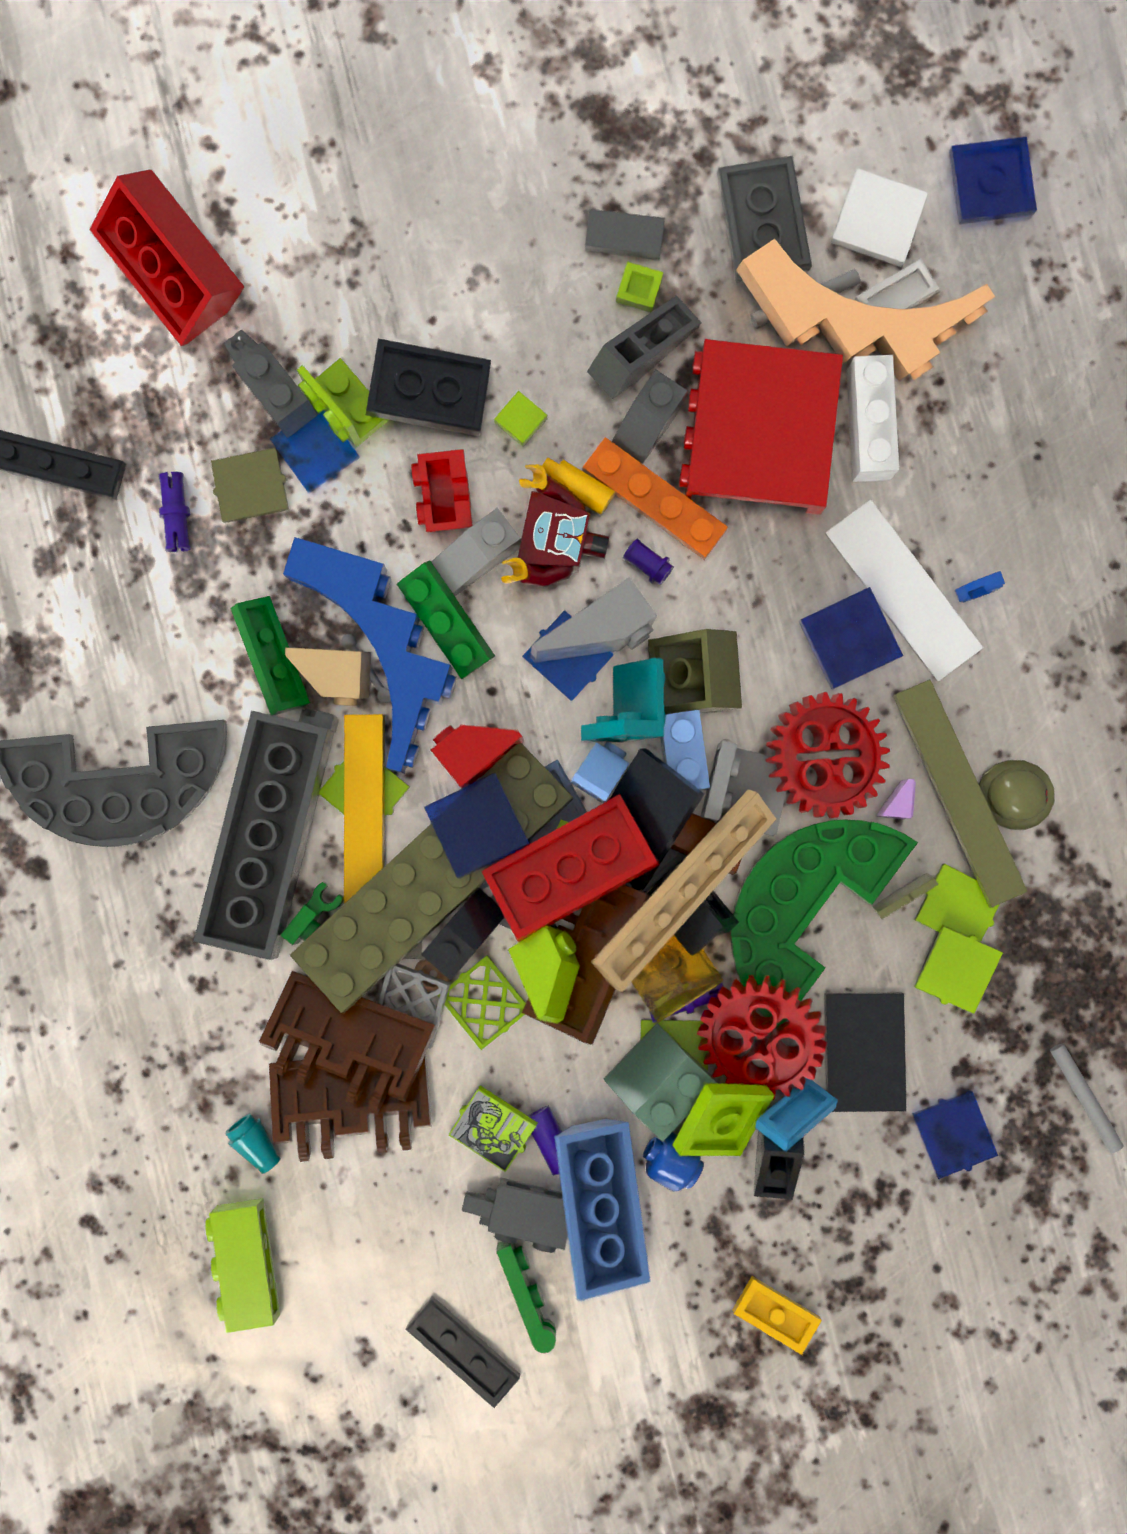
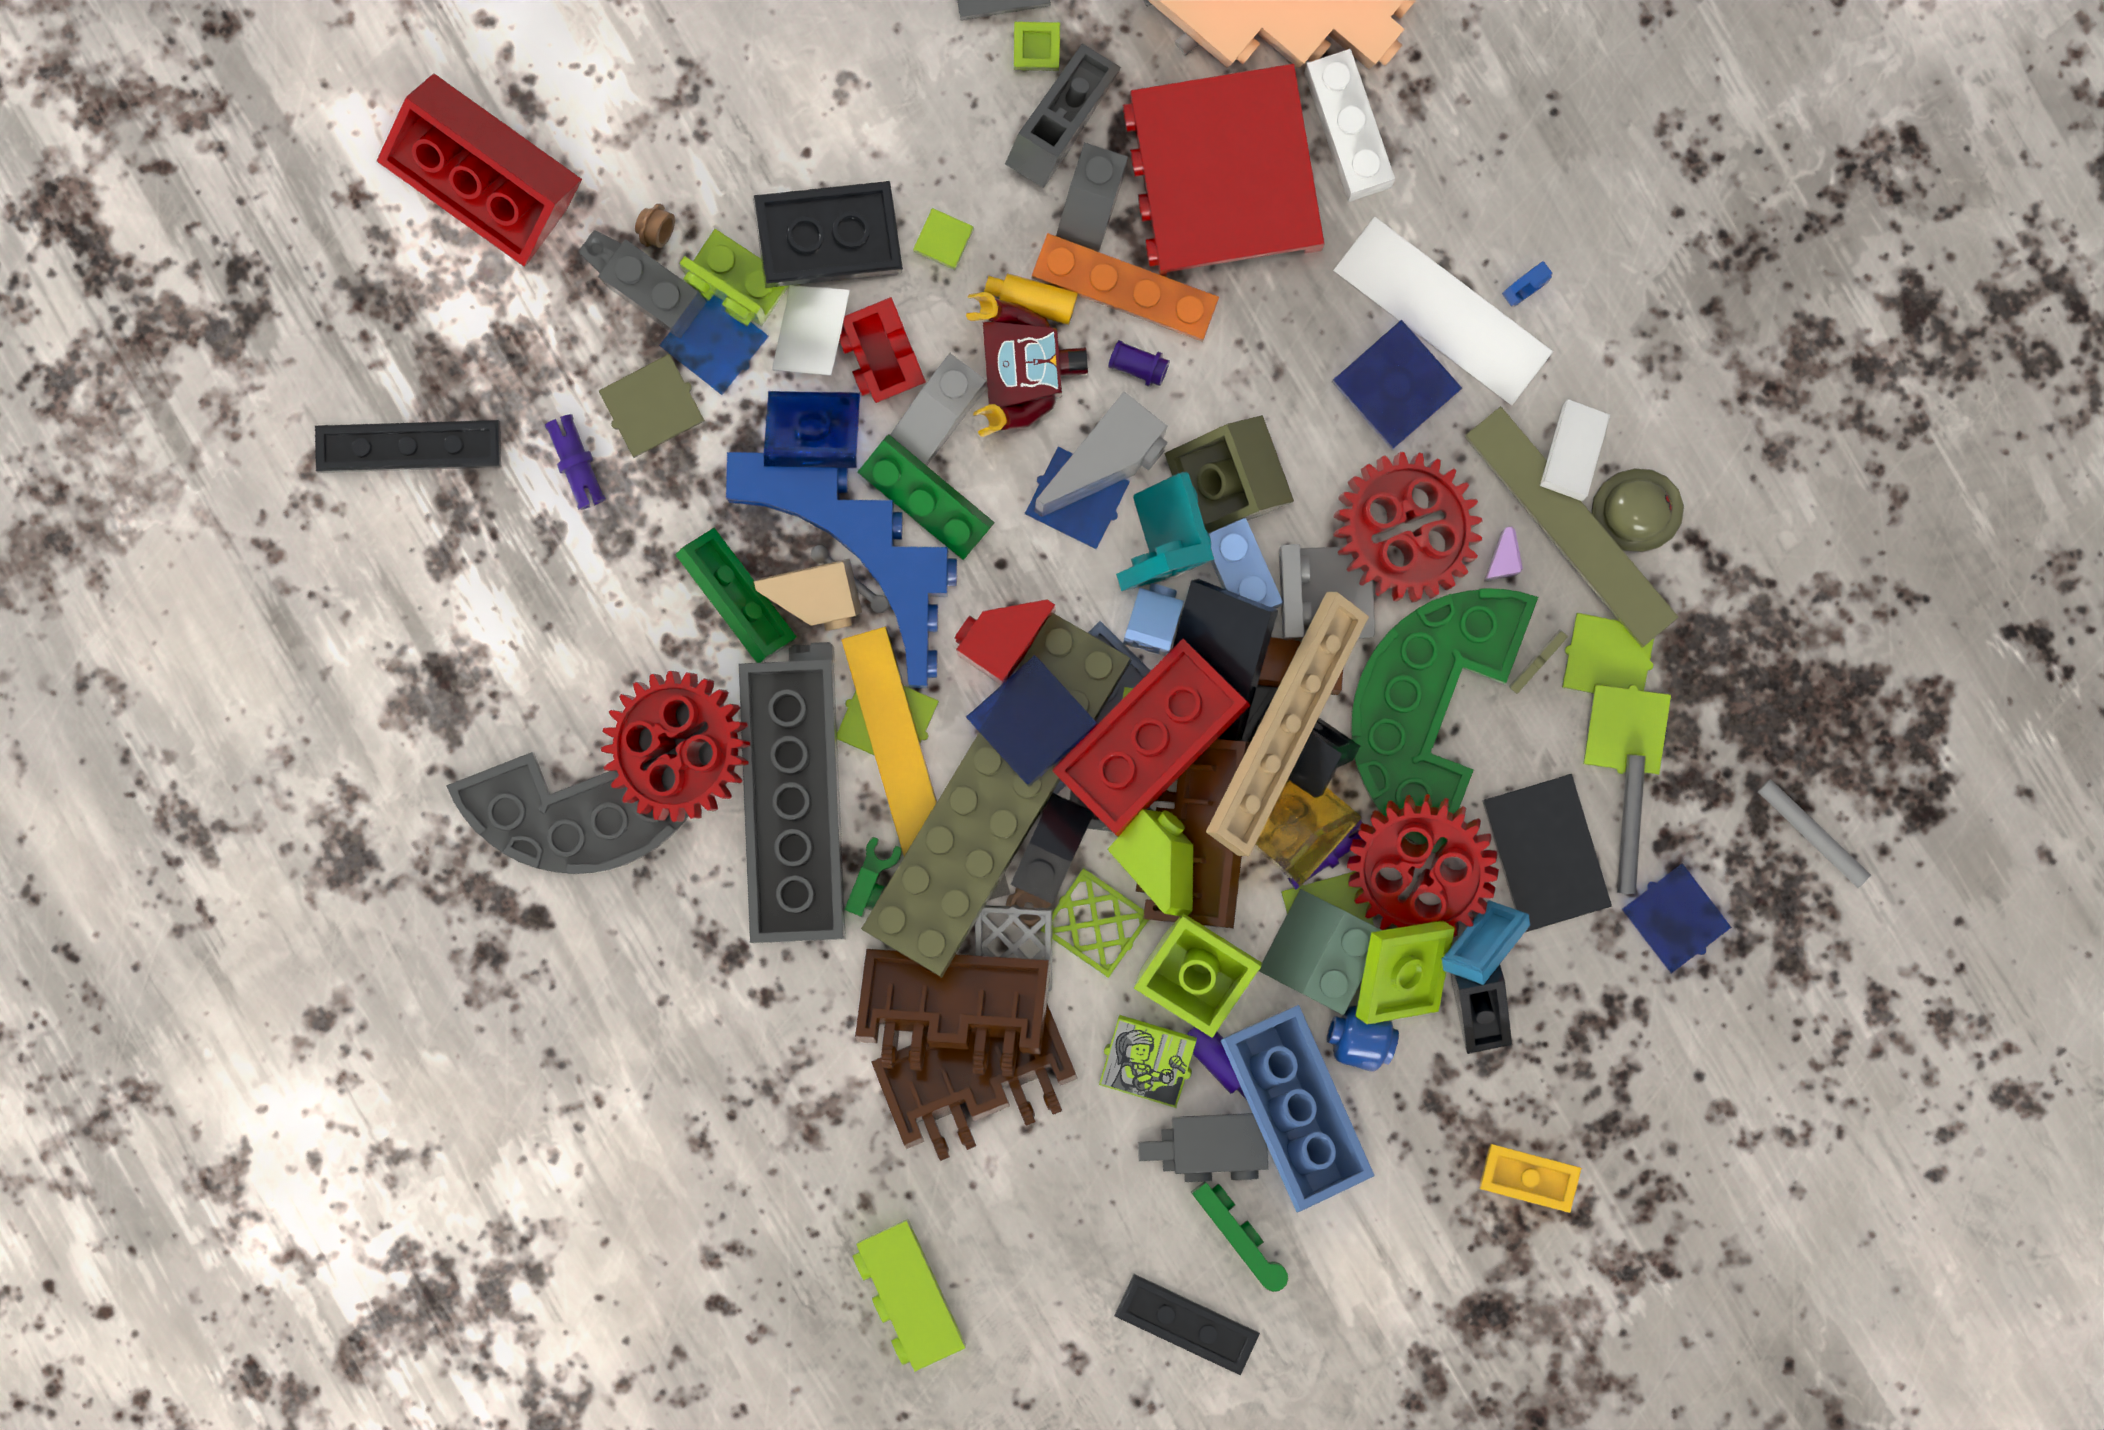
camera: 15 degrees left, 0 degrees up
(174, 729) = (694, 782): none -> red gear
(252, 1142) = (879, 1156): teal cone -> none
(293, 342) = (655, 226): none -> medium nougat plate
(369, 539) = (812, 429): none -> clear blue tile
(392, 459) = (811, 330): none -> white sticker
(551, 1073) = (1196, 974): none -> lime slope
(940, 1048) = (1631, 824): none -> flat silver bar
(981, 732) = (1575, 450): none -> white tile

